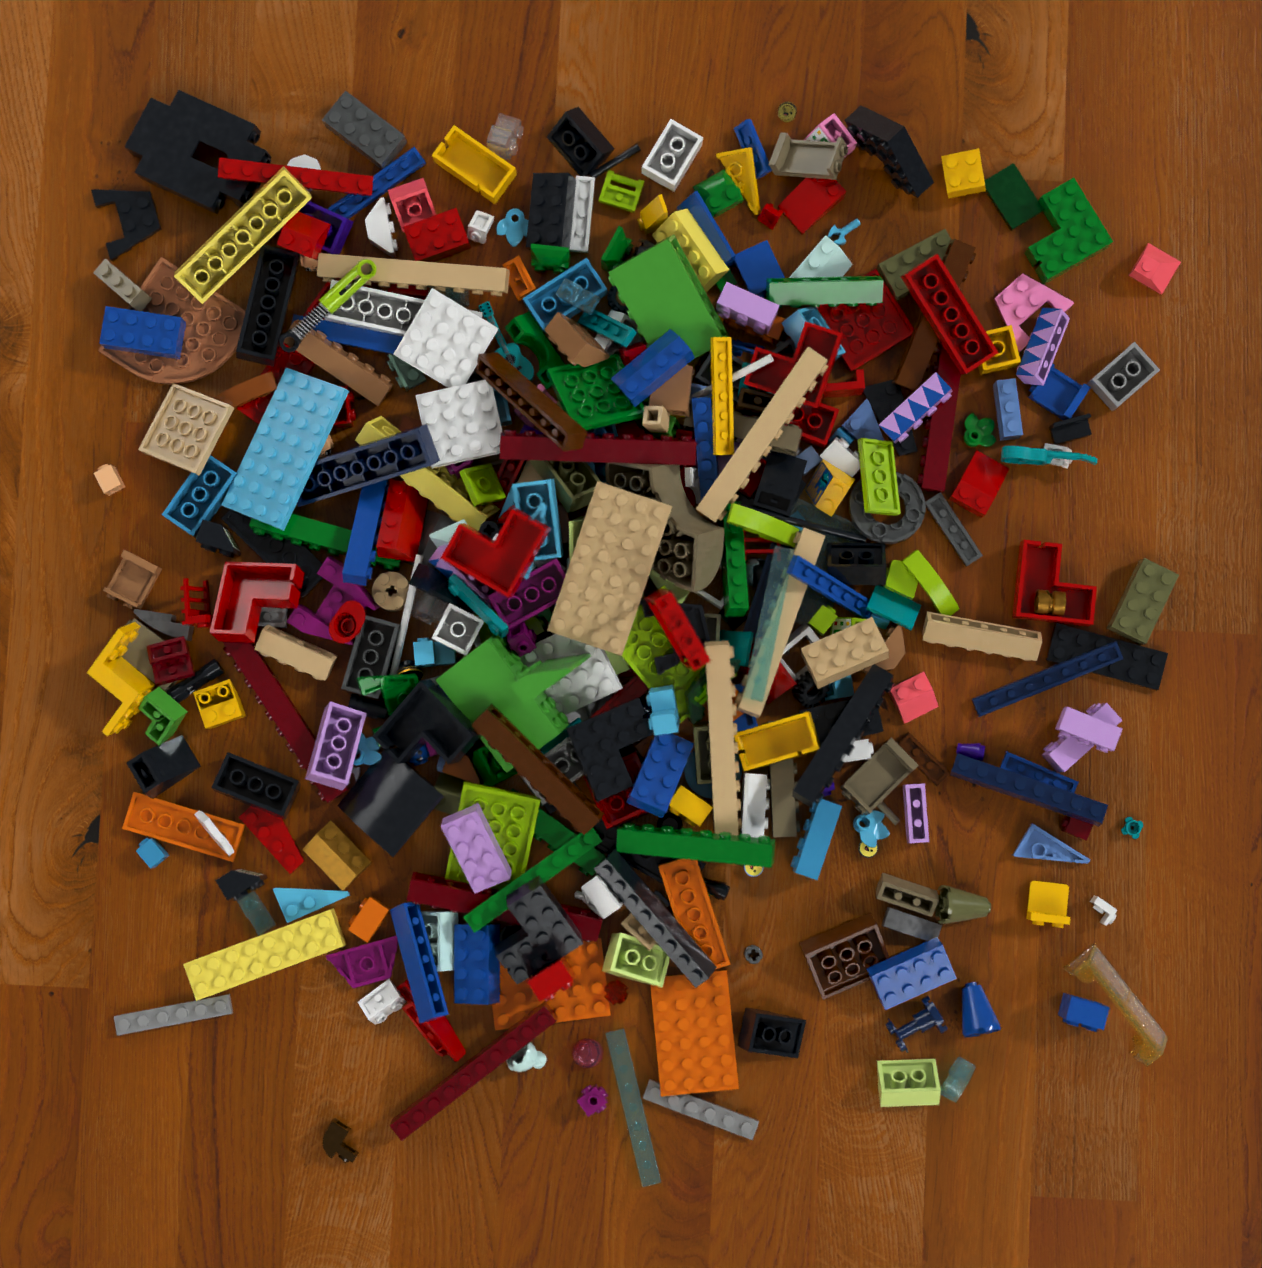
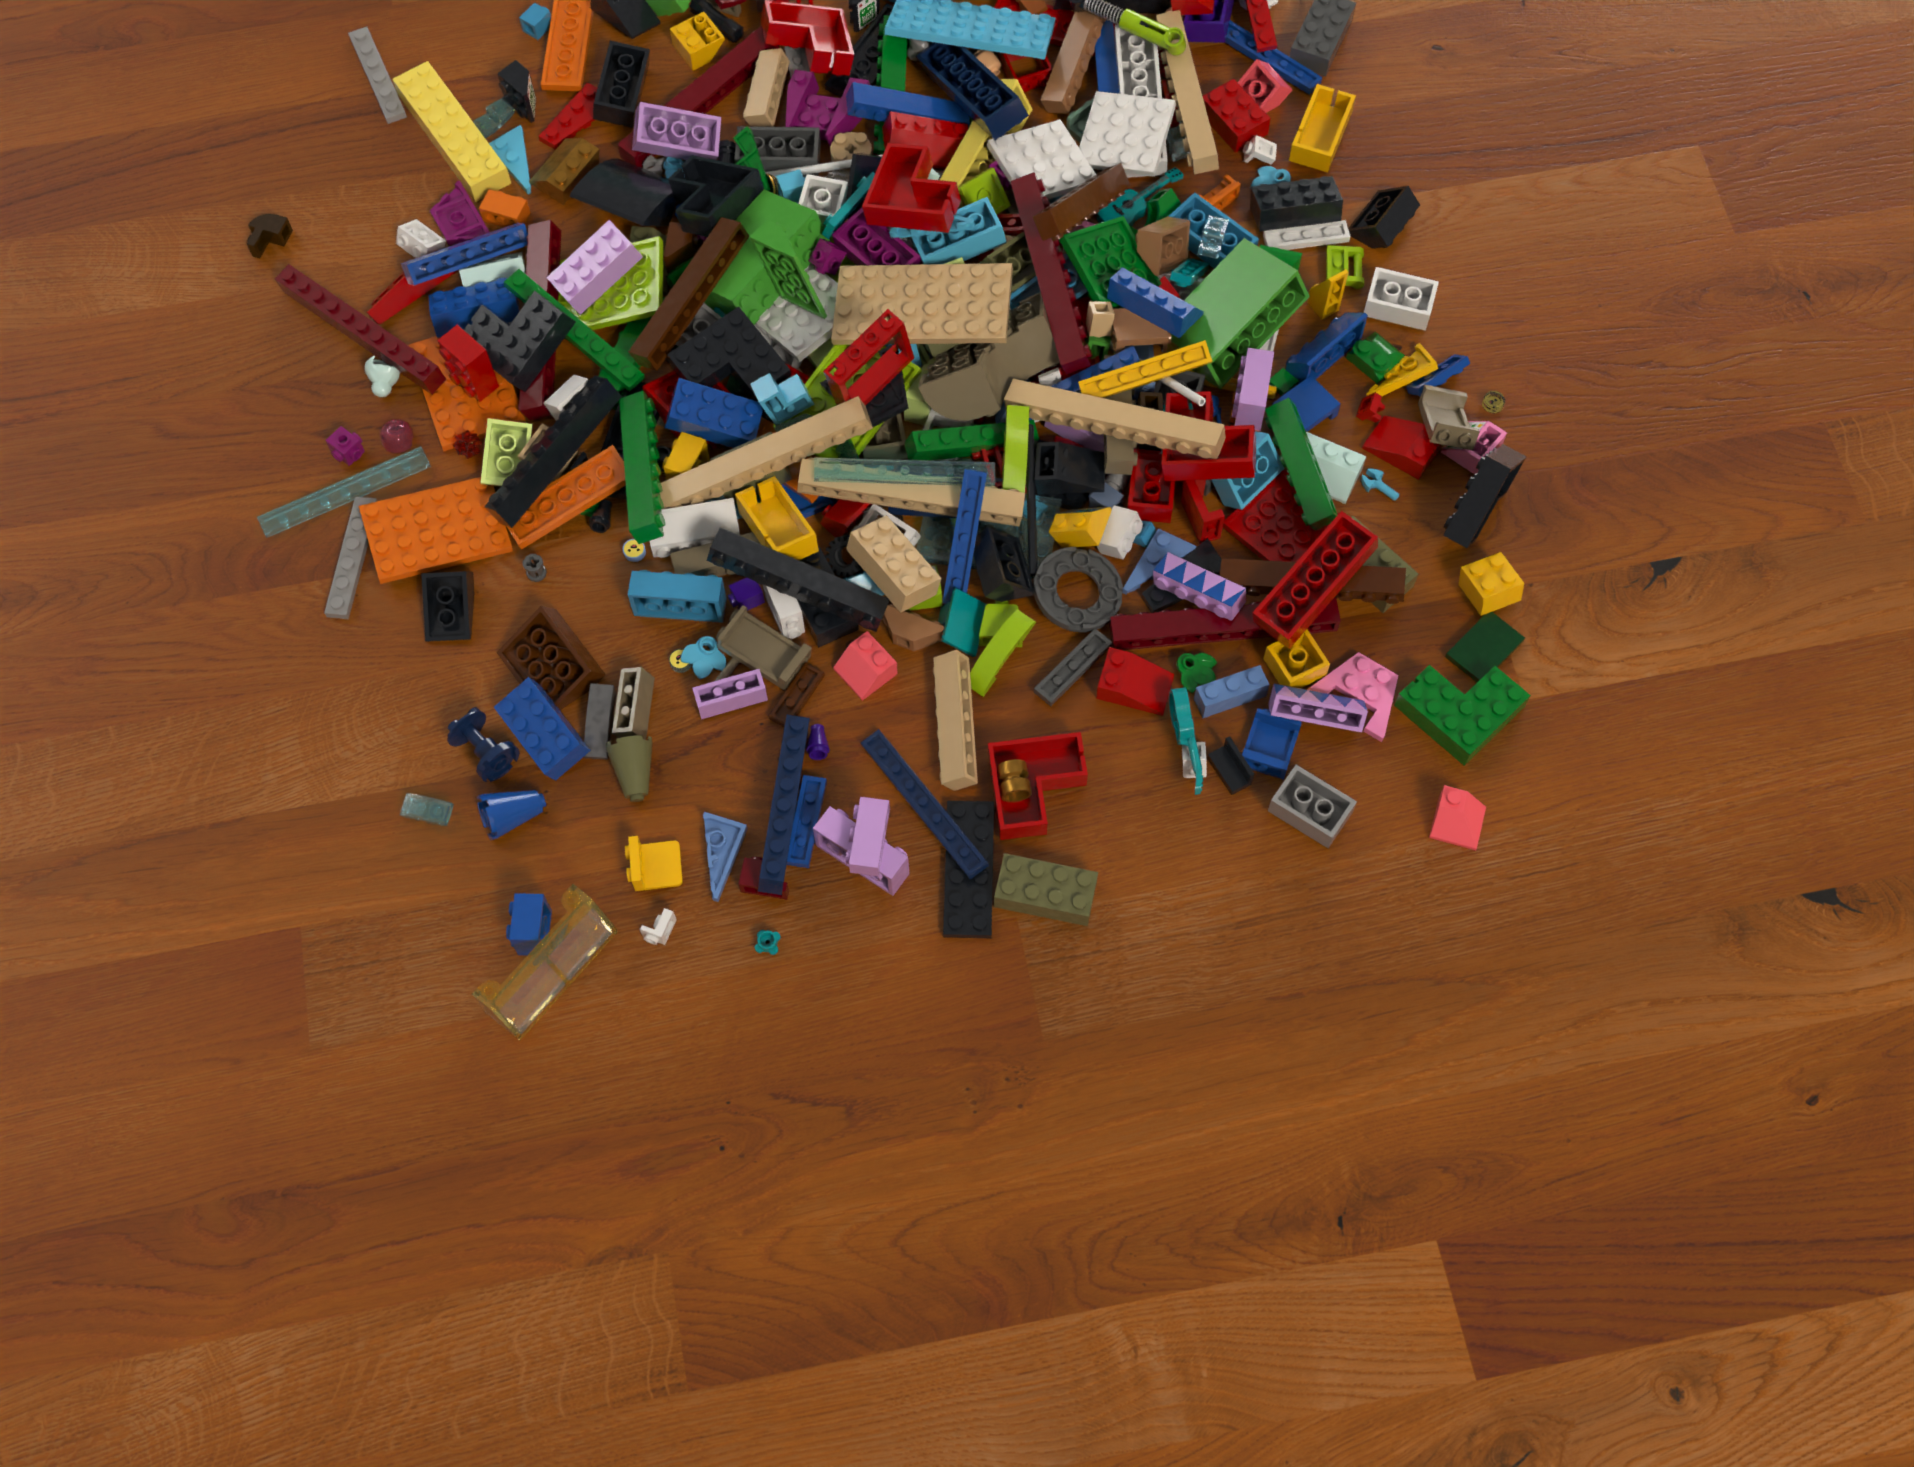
camera: 75 degrees right, 20 degrees down
(214, 833) = (565, 58): white tile -> none
(347, 622) = (805, 112): red piece -> none
(381, 228) = (1226, 66): white slope -> none
(504, 136) = (1361, 149): clear brick -> none
(550, 258) = (1248, 210): green slope -> none
(615, 161) = (1374, 254): black bar -> none
(696, 246) = (1304, 331): light yellow brick -> none
(822, 619) = (930, 546): lime brick -> none
(878, 477) = (1108, 567): lime tile -> none
(908, 1082) = (414, 757): yellowish green slope -> none

